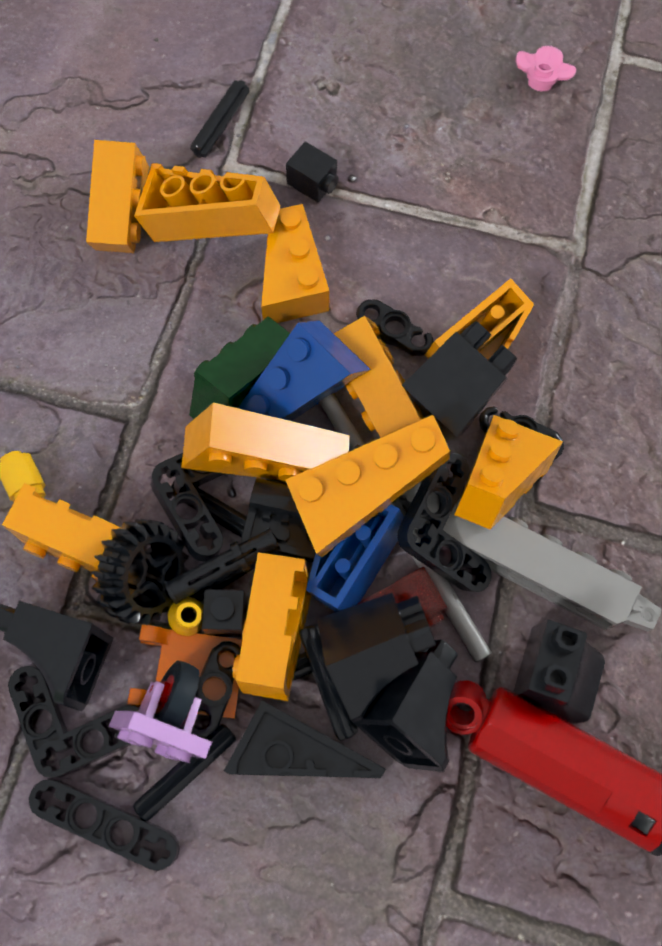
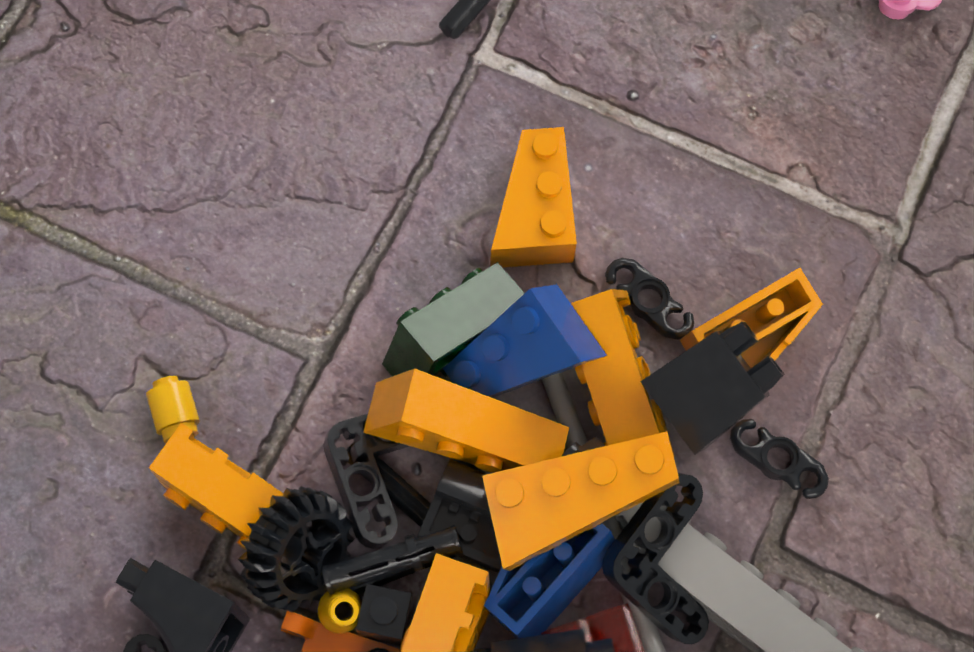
camera: 10 degrees right, 0 degrees up
(115, 190) = (339, 79): light orange wedge -> none
(205, 205) = (443, 110): light orange wedge -> none
(312, 172) = (583, 83): black brick -> none
(504, 470) = (747, 503): light orange wedge -> none

